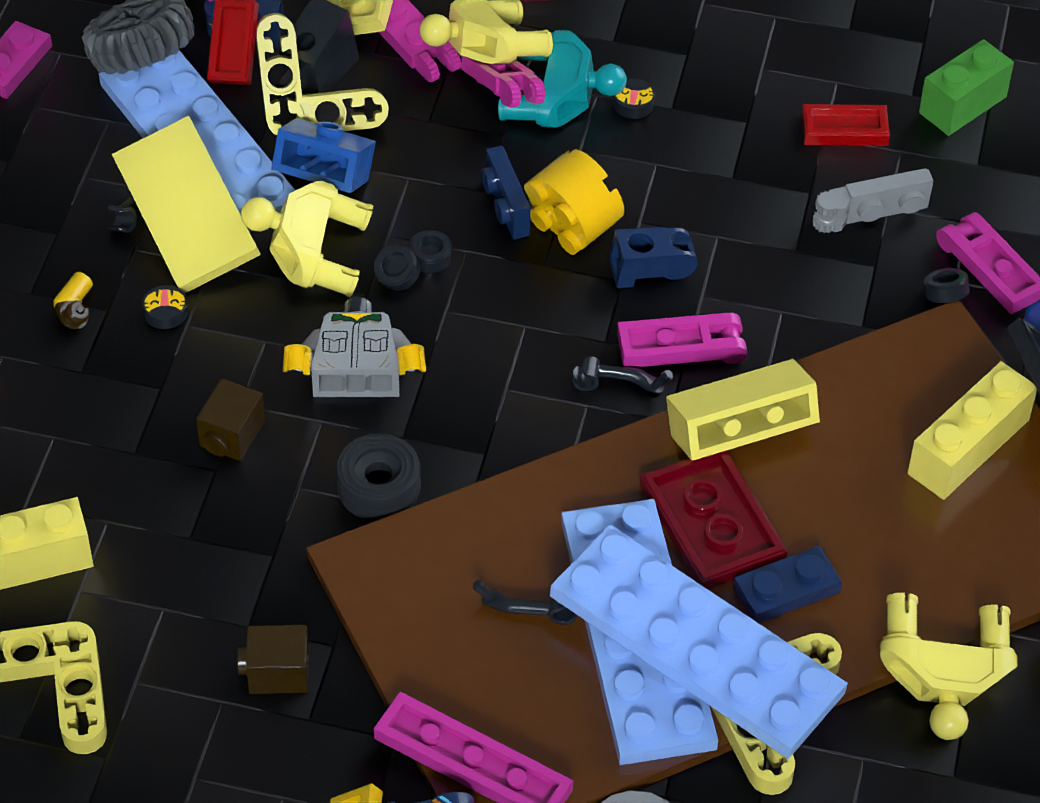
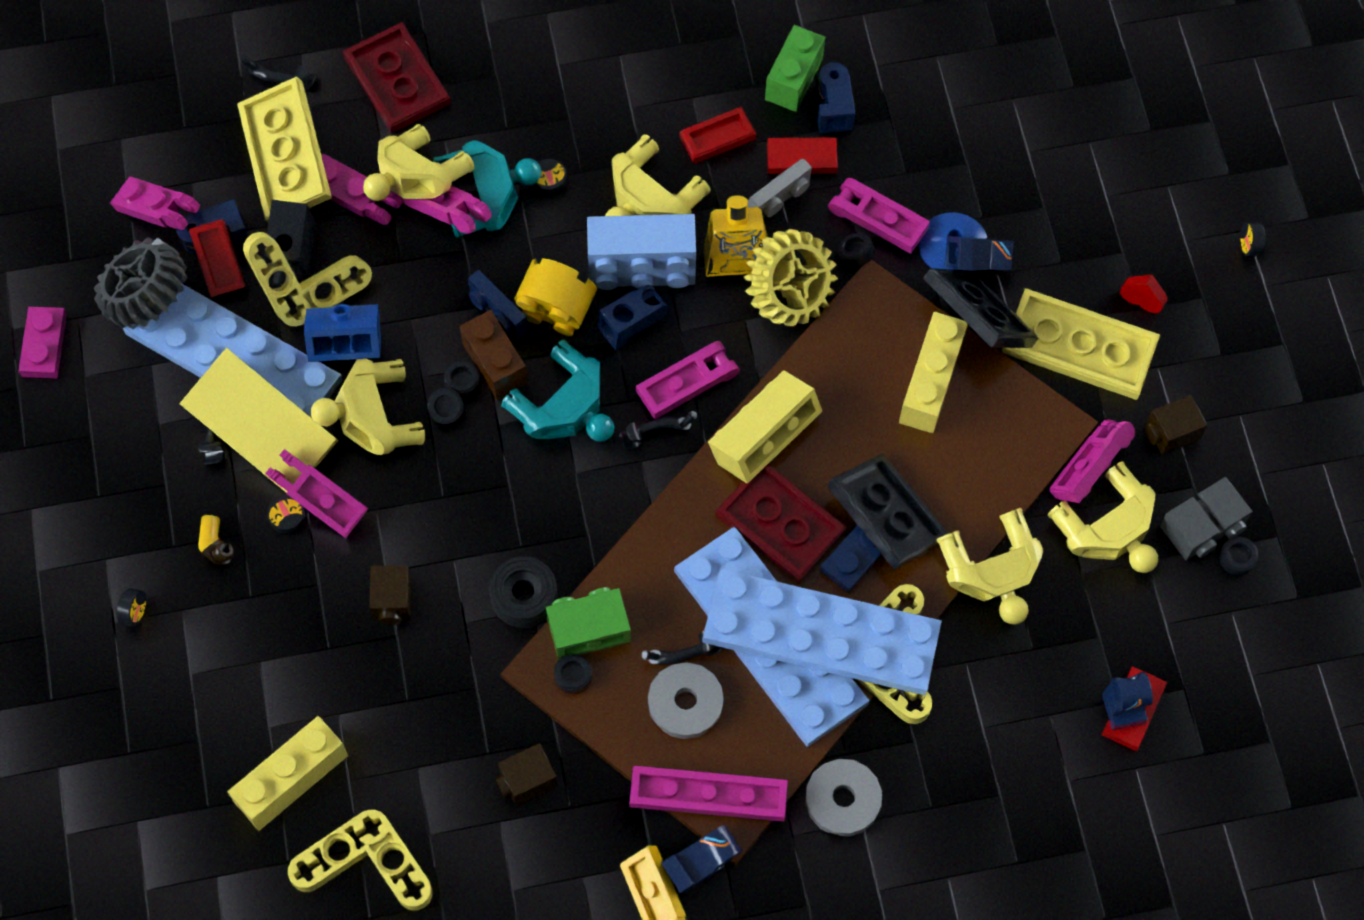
camera: 25 degrees left, 15 degrees up
(210, 298) = (320, 495): none -> dark pink hinge
(355, 354) = (456, 495): light grey torso -> none
(386, 577) = (572, 674): none -> black tile
(430, 529) = (588, 622): none -> bright green brick
(475, 235) = (493, 354): none -> reddish brown brick
(500, 631) = (690, 679): none -> light grey tile
(532, 318) = (571, 406): none -> teal connector
(694, 189) = (642, 250): none -> light blue brick
(729, 152) = (641, 194): none -> light yellow connector
(810, 220) = (732, 237): none -> yellow torso
(842, 549) = (887, 511): none -> black tile
(851, 292) = (781, 270): none -> light yellow gear
(951, 180) = (818, 153): none -> red tile
(995, 144) = (836, 91): none -> dark blue leg

